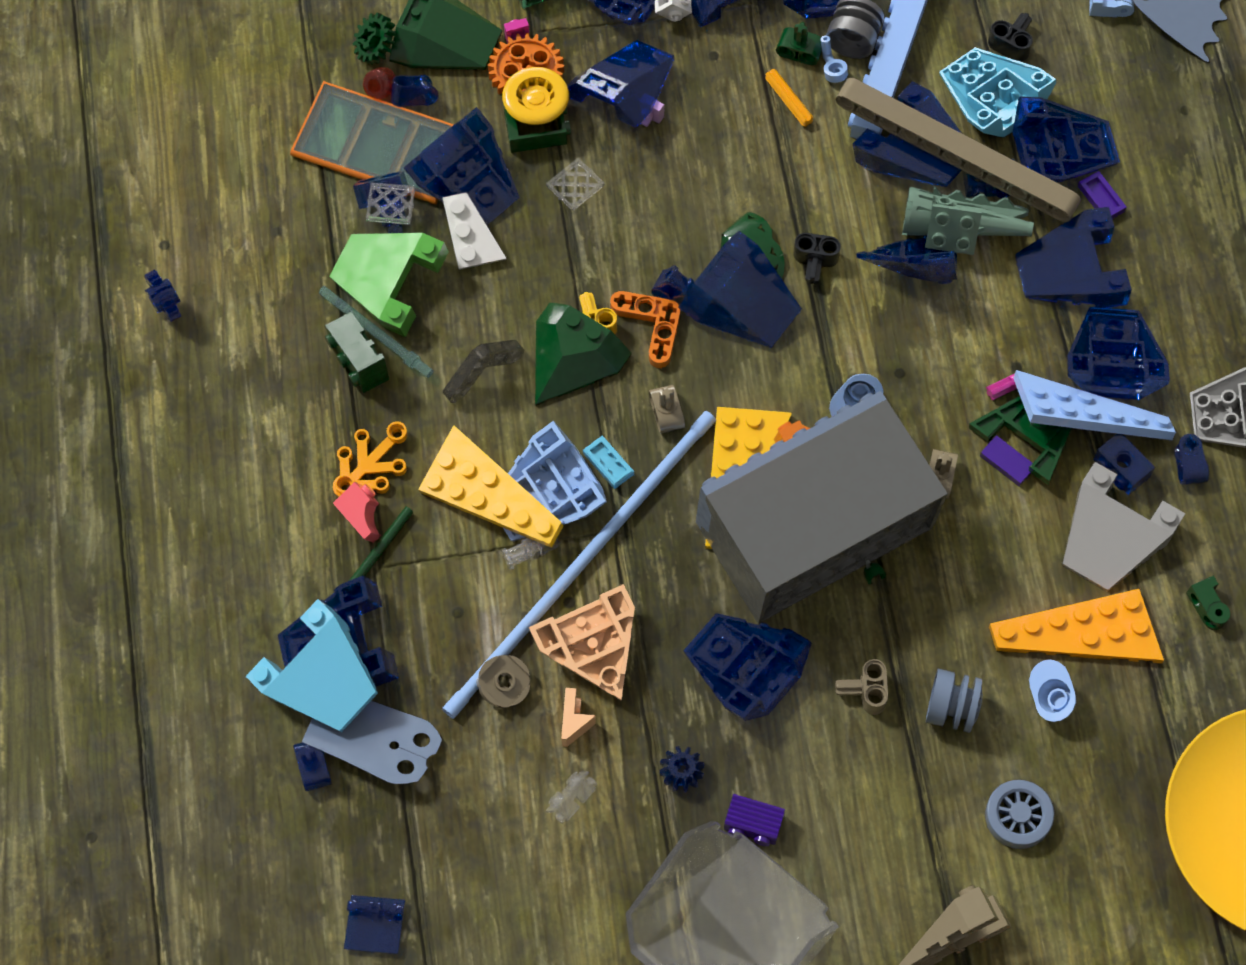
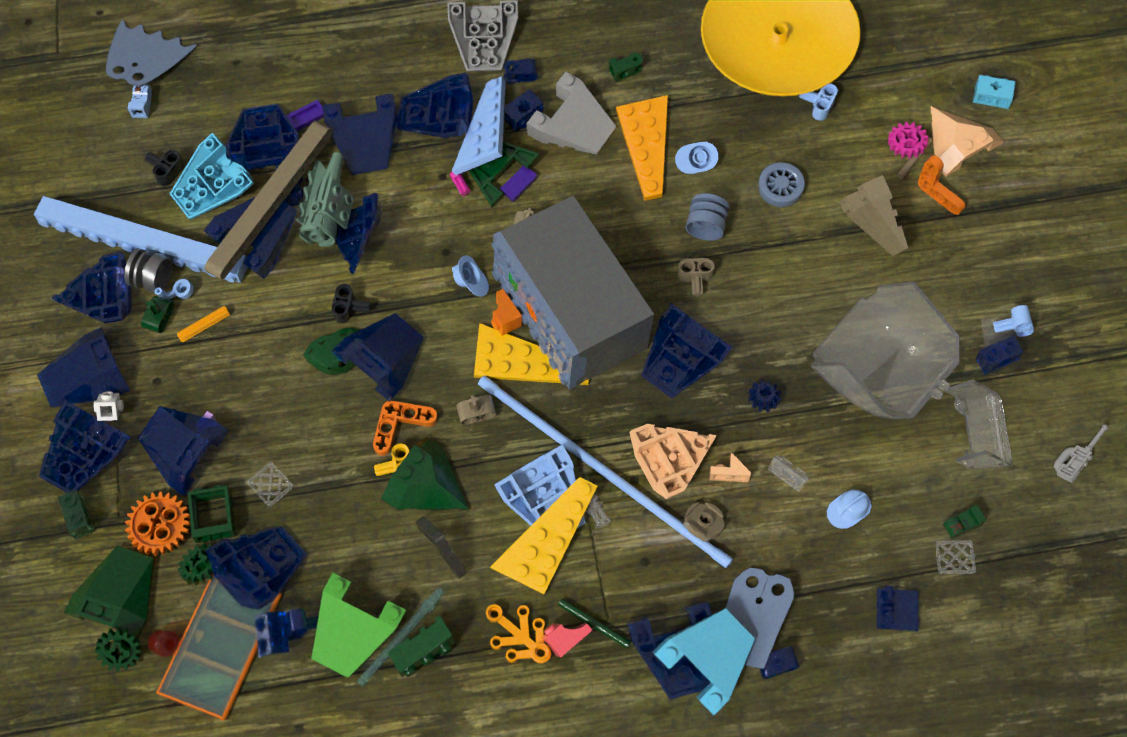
camera: 90 degrees left, 0 degrees up
(390, 219) = (295, 602): clear window -> none
(410, 91) = (174, 614): clear blue piece -> none
(463, 104) = (198, 563): none -> dark green gear
(469, 233) = (315, 561): white wing -> none
(516, 27) = (119, 533): dark pink plate -> none
(519, 874) = (848, 509): none -> light blue piece
(535, 104) = (195, 510): yellow wheel -> none
(608, 462) = (520, 451): medium azure plate -> none
(671, 284) = (371, 404): clear blue piece -> none
(754, 820) = (799, 347): dark purple brick -> none
(1168, 877) = (822, 100): none -> light blue beam

